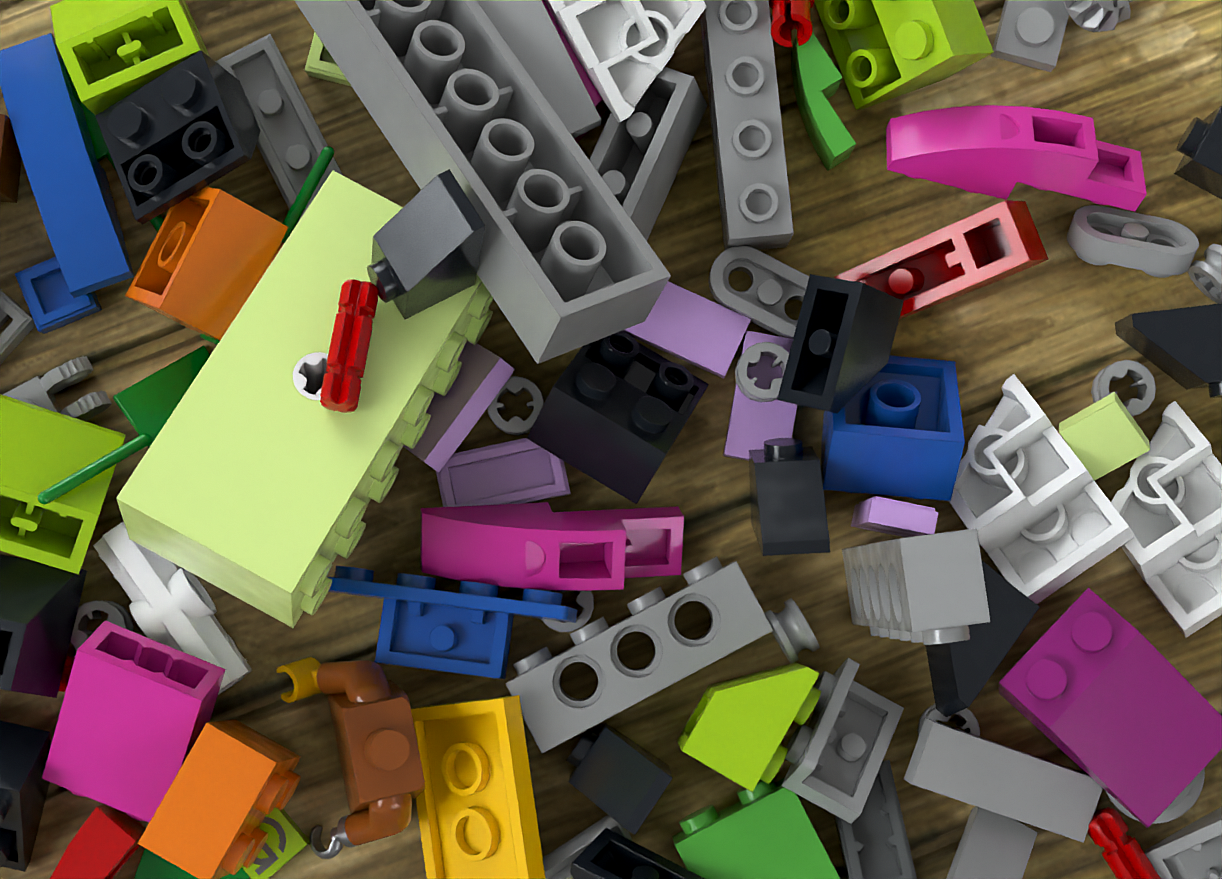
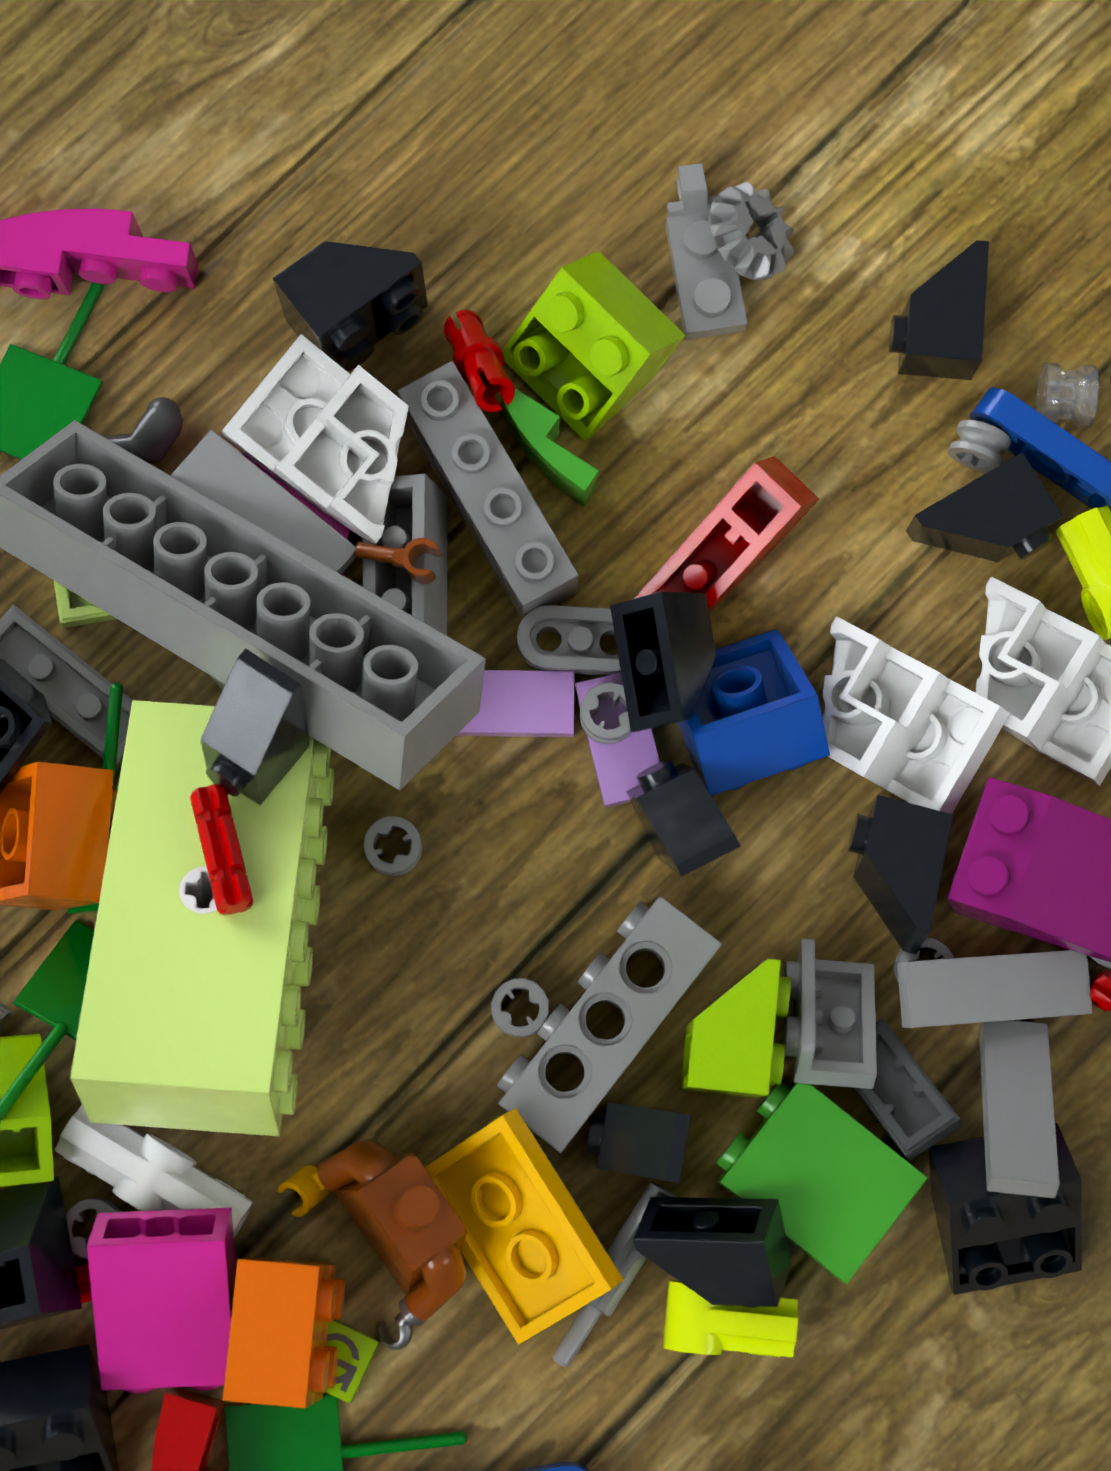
camera: 25 degrees left, 5 degrees down
(447, 629) = (419, 1078): blue bracket -> none
(460, 409) = (342, 875): lavender tile -> none
(502, 475) = (408, 916): lavender tile -> none
(548, 549) = (482, 962): dark pink slope -> none
(617, 412) = (490, 810): black slope -> none
(637, 145) = (402, 557): none -> dark orange hand
(792, 631) = (740, 939): light grey bush -> none
(894, 517) = (786, 792): lavender tile -> none
(918, 587) = (826, 834): light grey brick -> none
(998, 146) = (729, 416): dark pink slope -> none
(1104, 436) = (942, 636): yellowish green tile -> none
(1132, 240) = (886, 450): light grey plate -> none
(1142, 380) = (955, 571): light grey bush -> none

